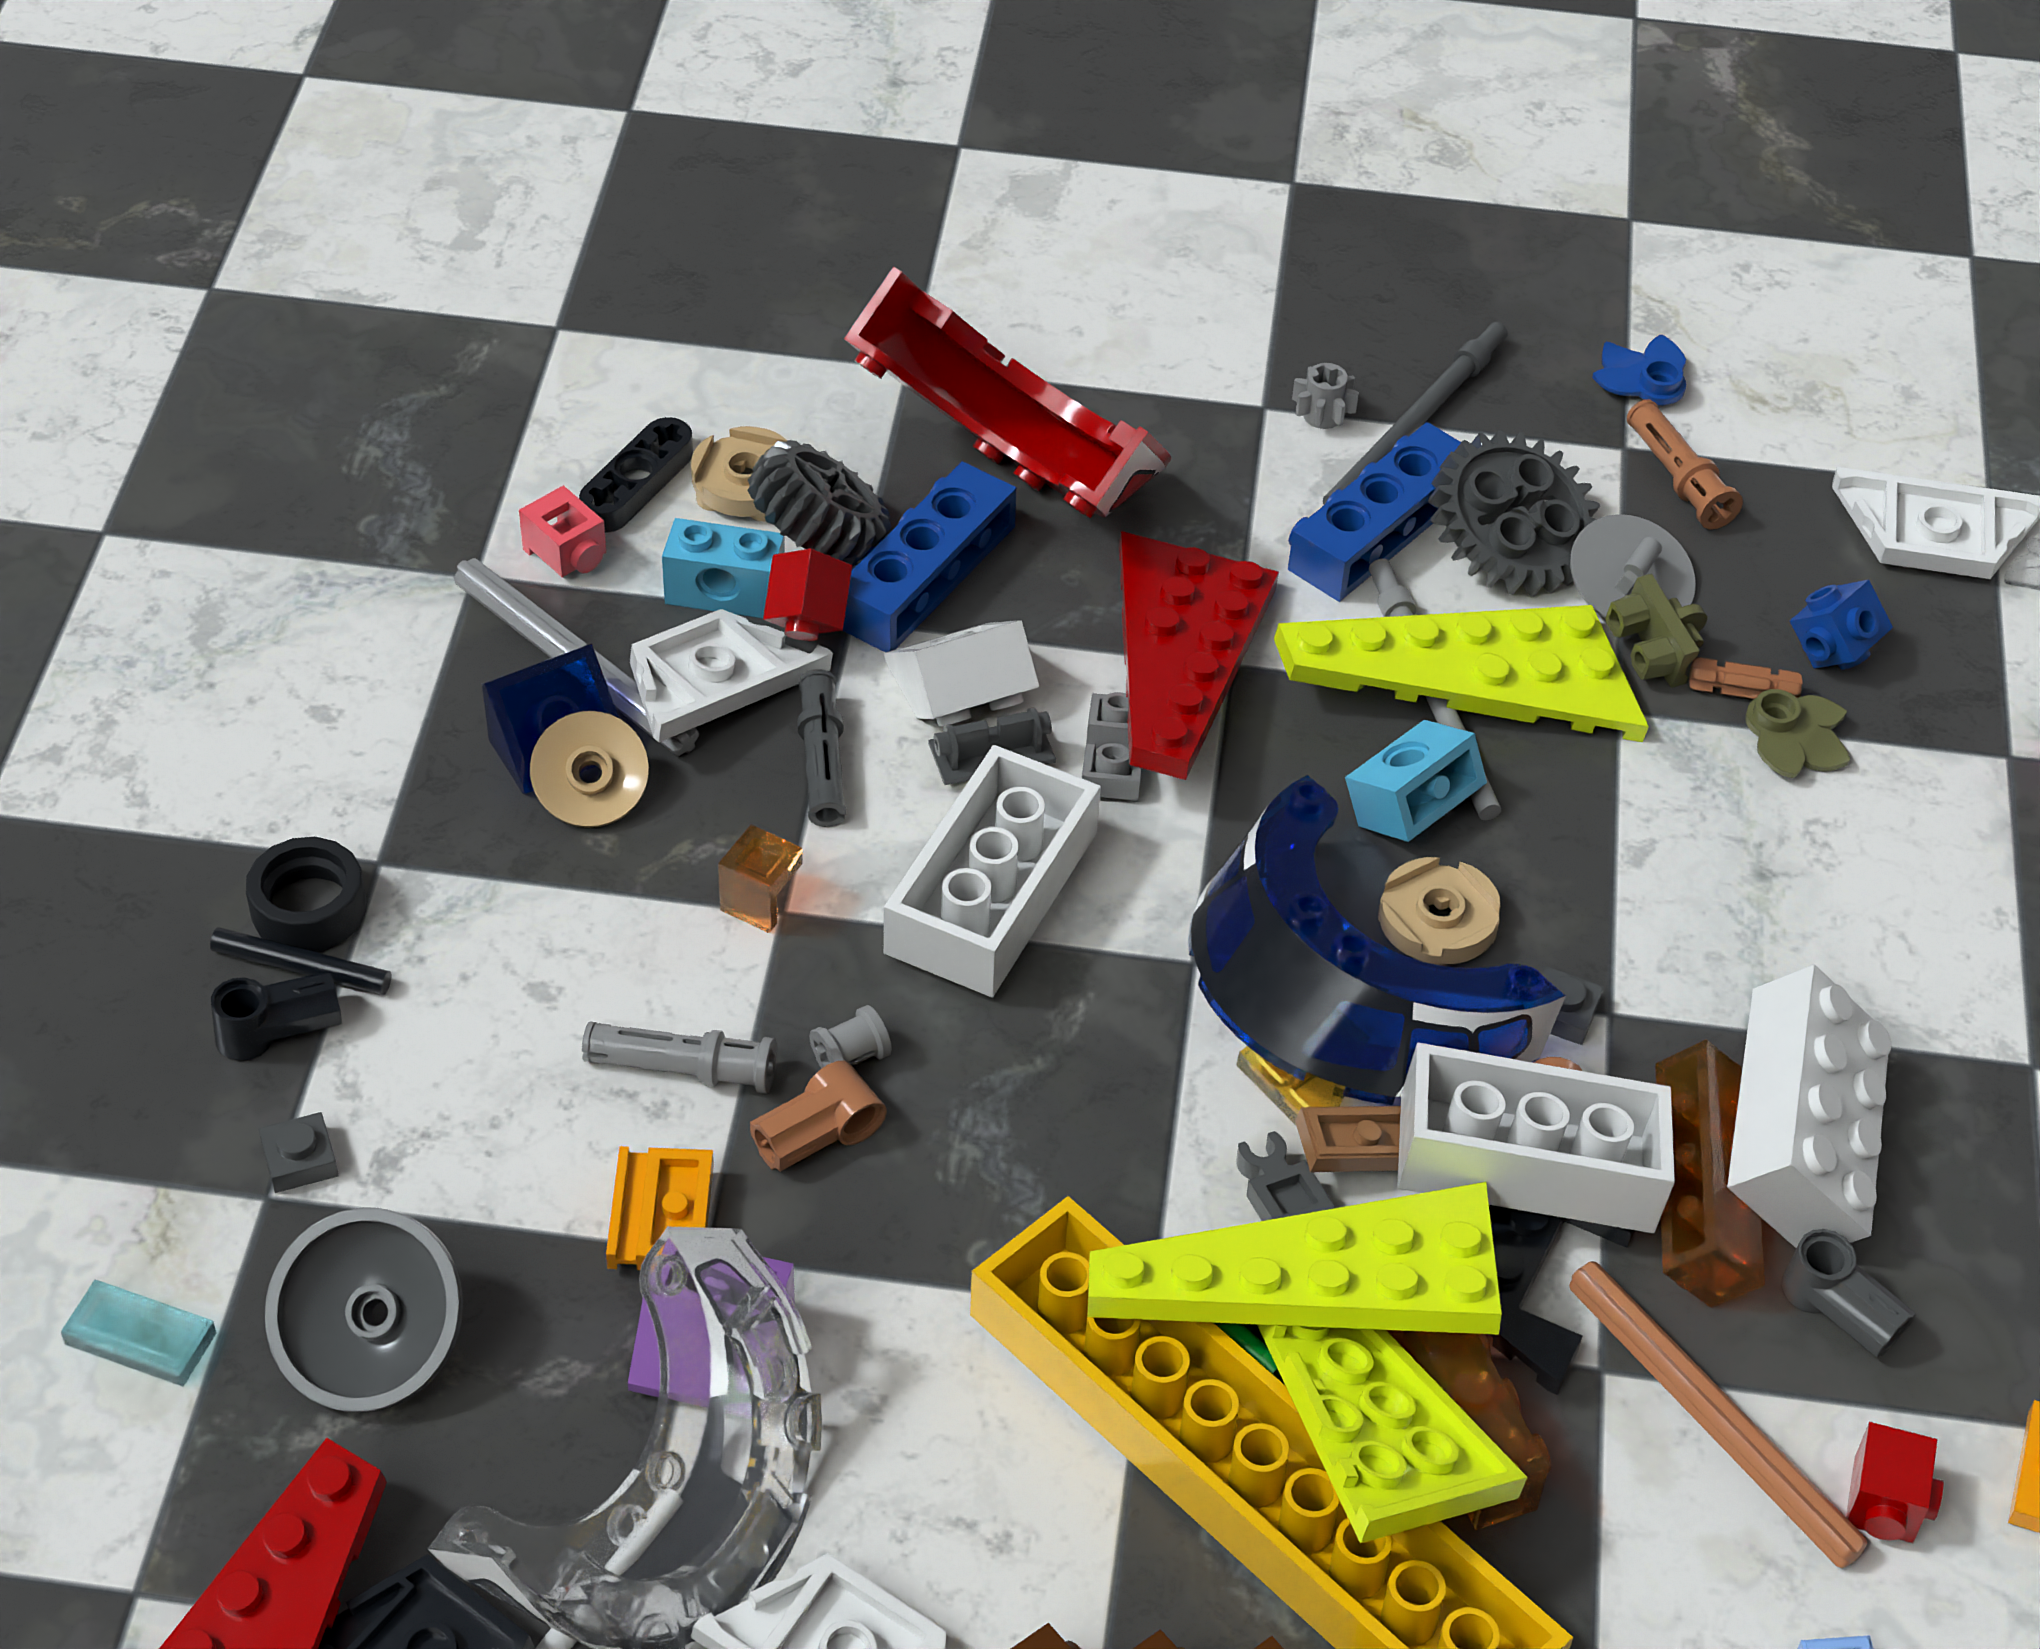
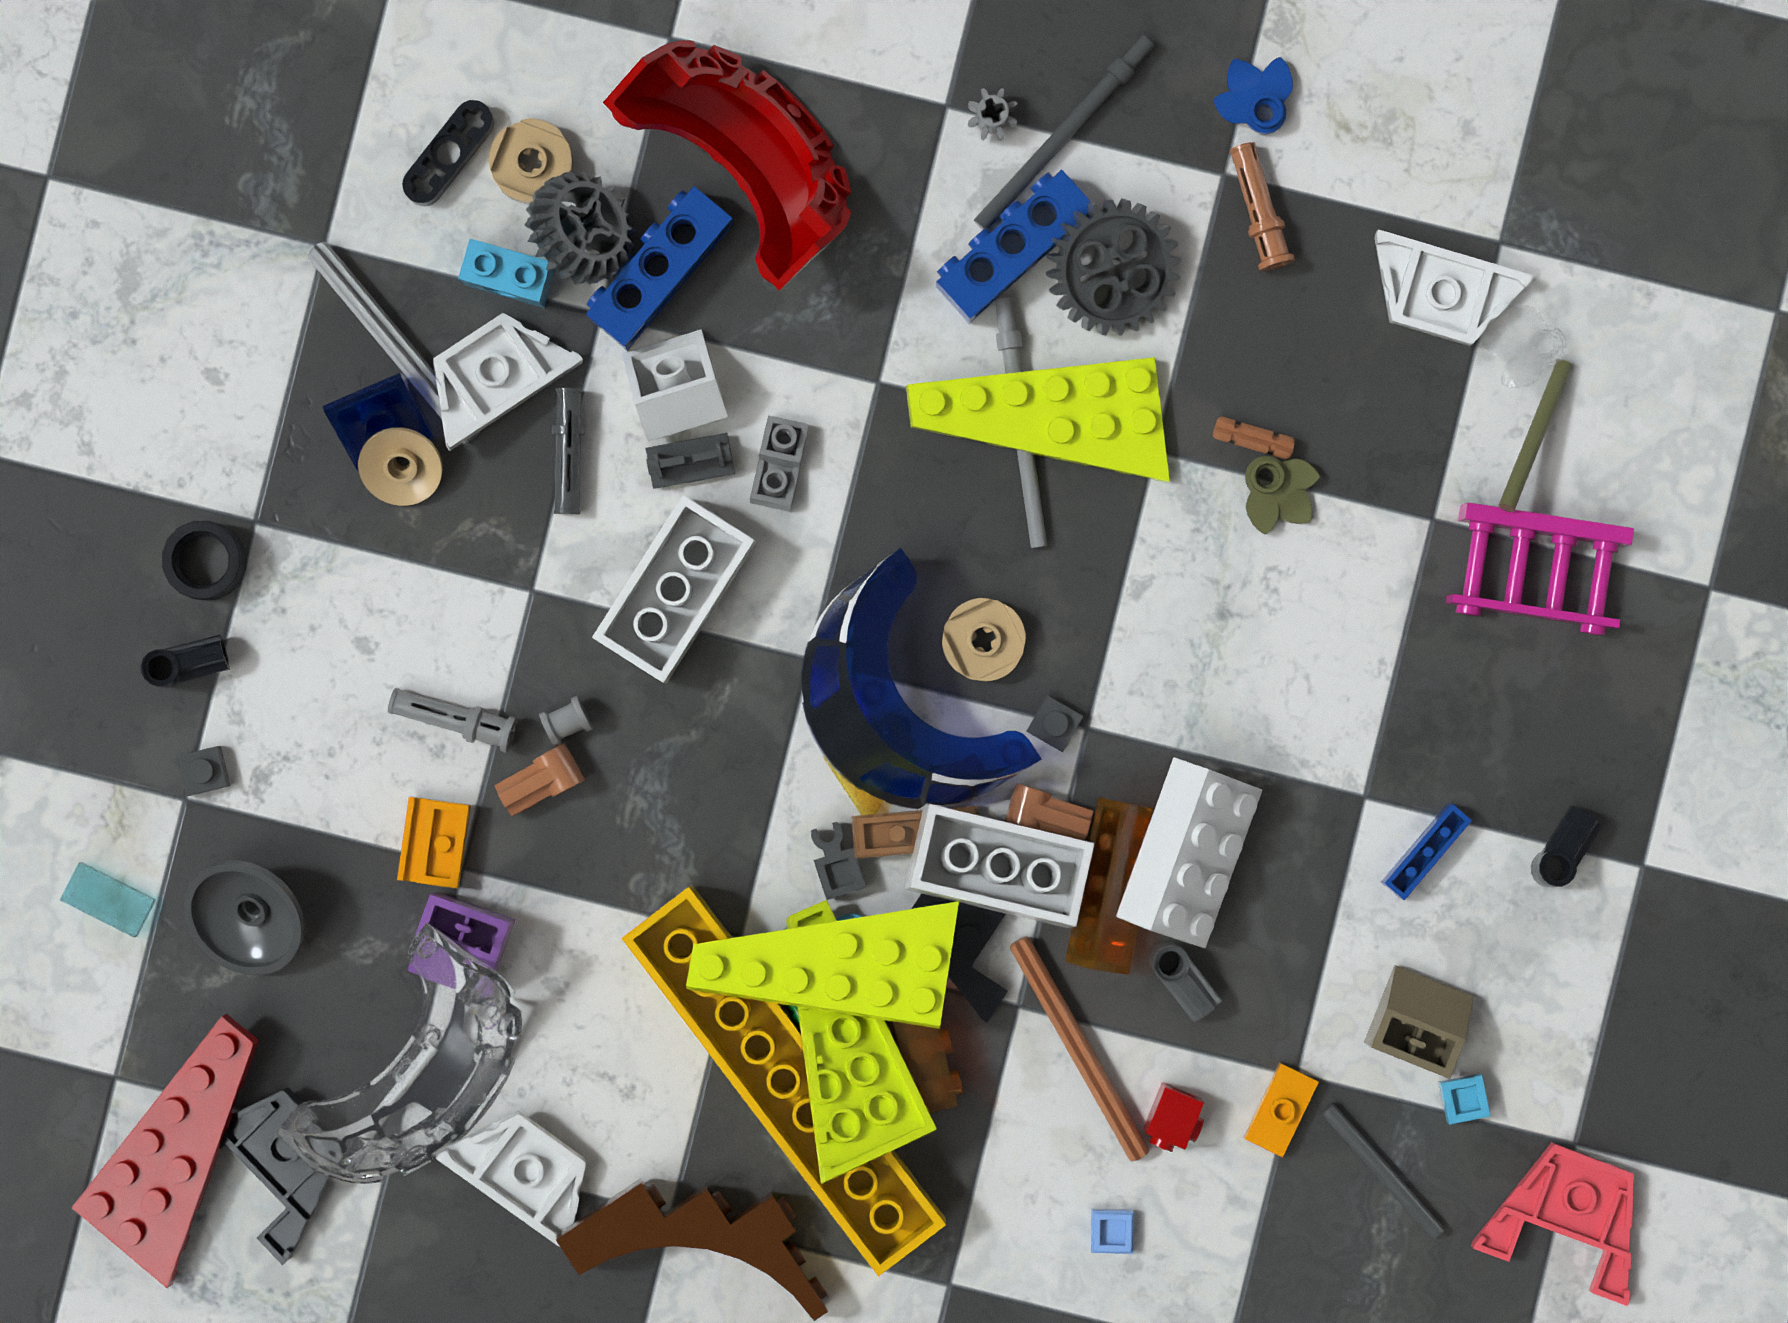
camera: 10 degrees right, 40 degrees up
(300, 960) = (202, 611): black bar -> none
(570, 543) = (379, 215): coral brick -> none
(755, 874) = (513, 577): clear orange panel -> none
(807, 593) = (563, 323): red brick -> none
(1183, 642) = (846, 357): red wing -> none
(1416, 780) = (981, 549): medium azure brick -> none
(1618, 551) = (1194, 322): light grey shield -> none
(1665, 628) = (1189, 377): olive hips -> none
(1841, 624) = (1333, 402): blue brick -> none

